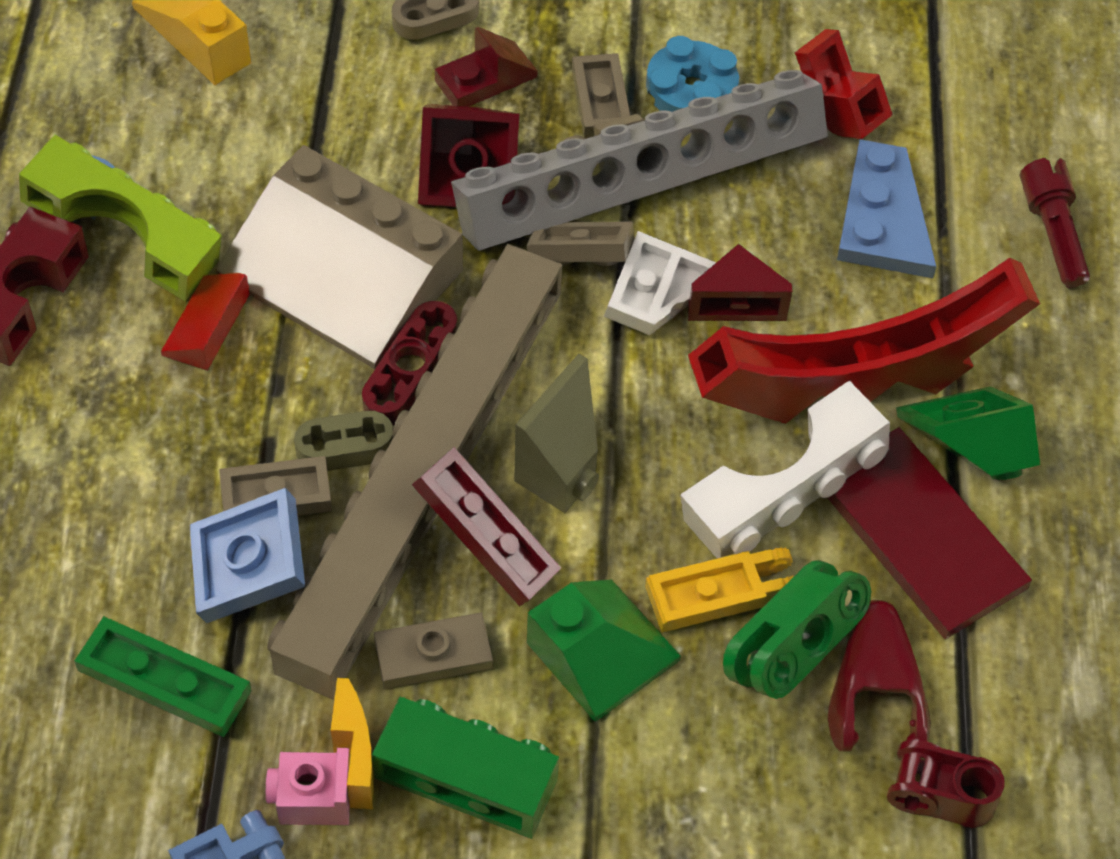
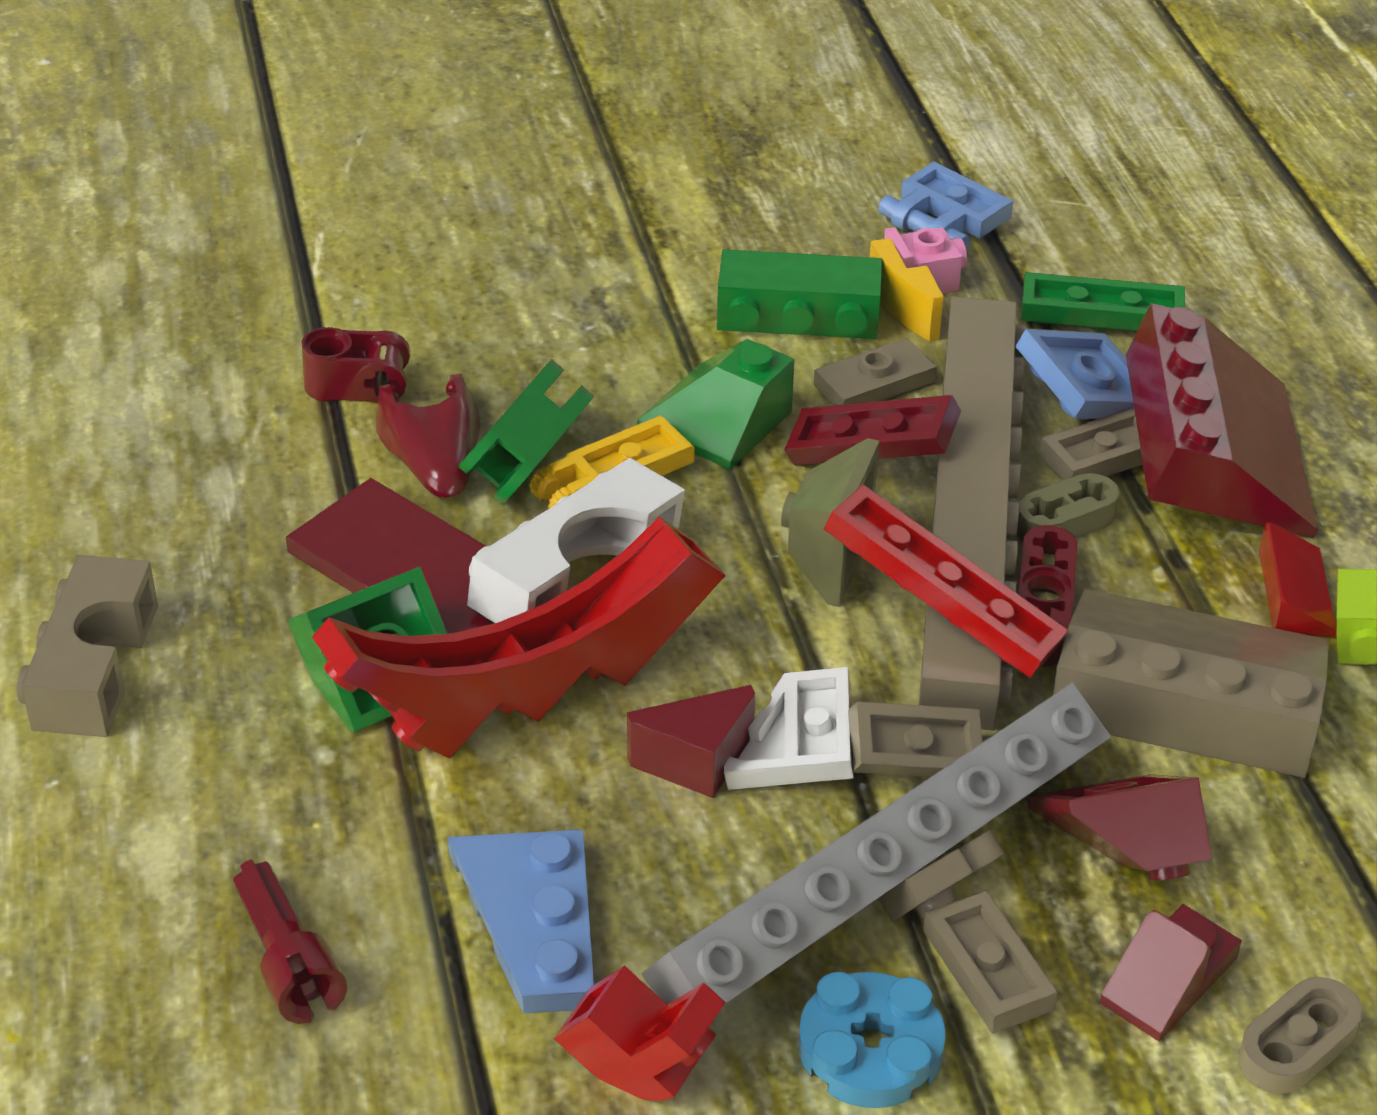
camera: 165 degrees right, 15 degrees down
(177, 459) = (1214, 425): none -> dark red slope
(523, 294) = (946, 580): none -> red plate

